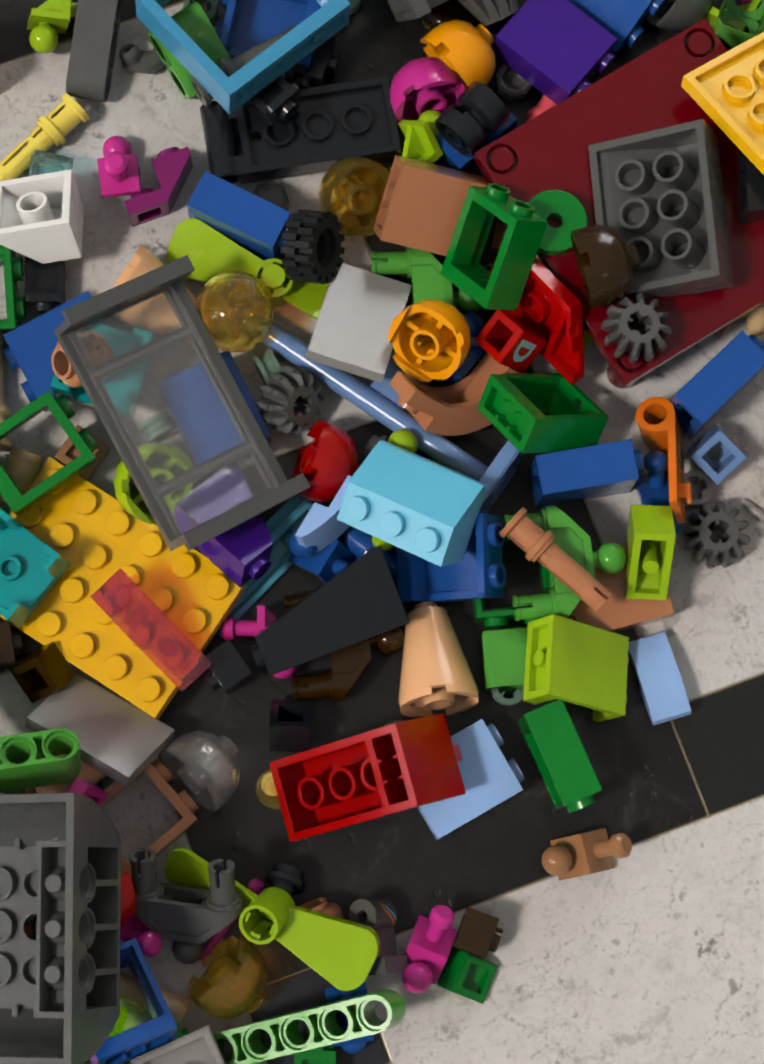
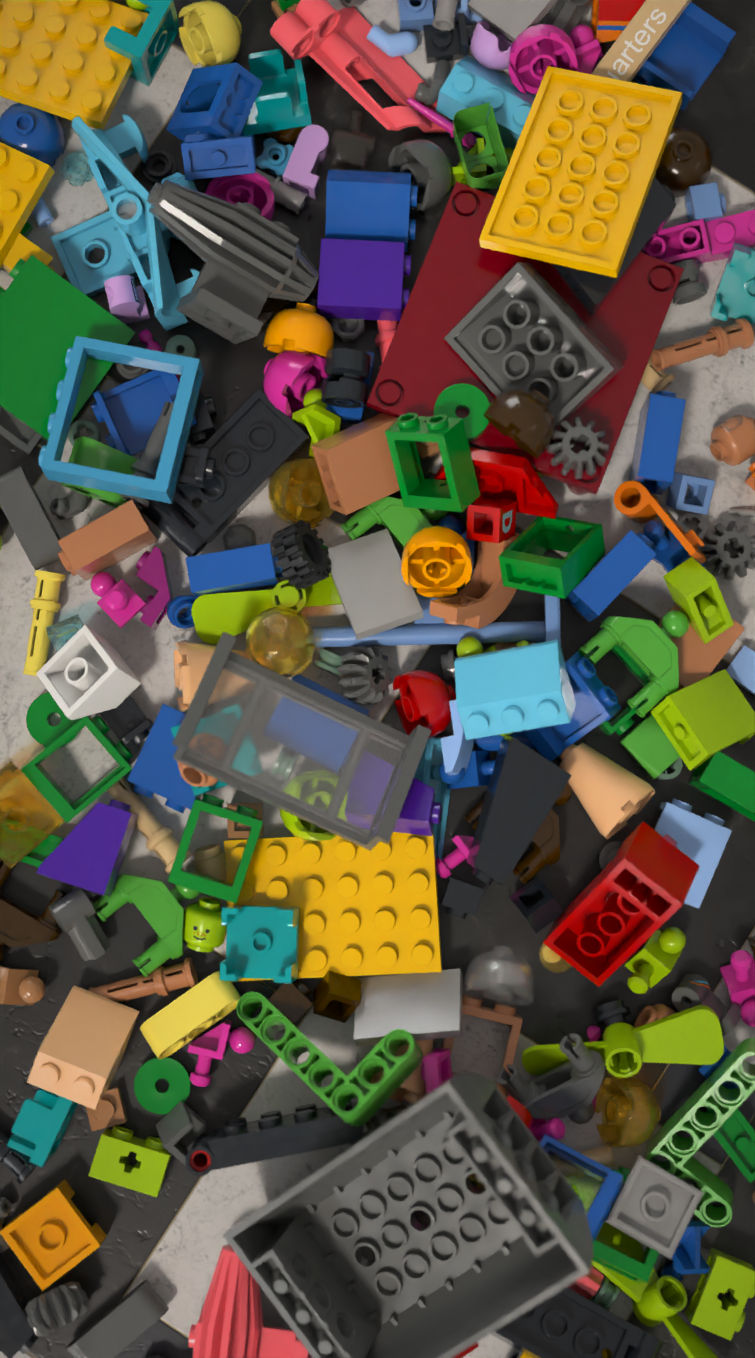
camera: 30 degrees left, 5 degrees up
(148, 110) = (106, 541): none -> nougat brick
(151, 630) = (394, 913): clear pink slope -> none
(159, 228) = (185, 619): none -> blue plate
(363, 859) = (655, 959): none -> lime piece
(540, 547) = (625, 655): nougat pin -> none

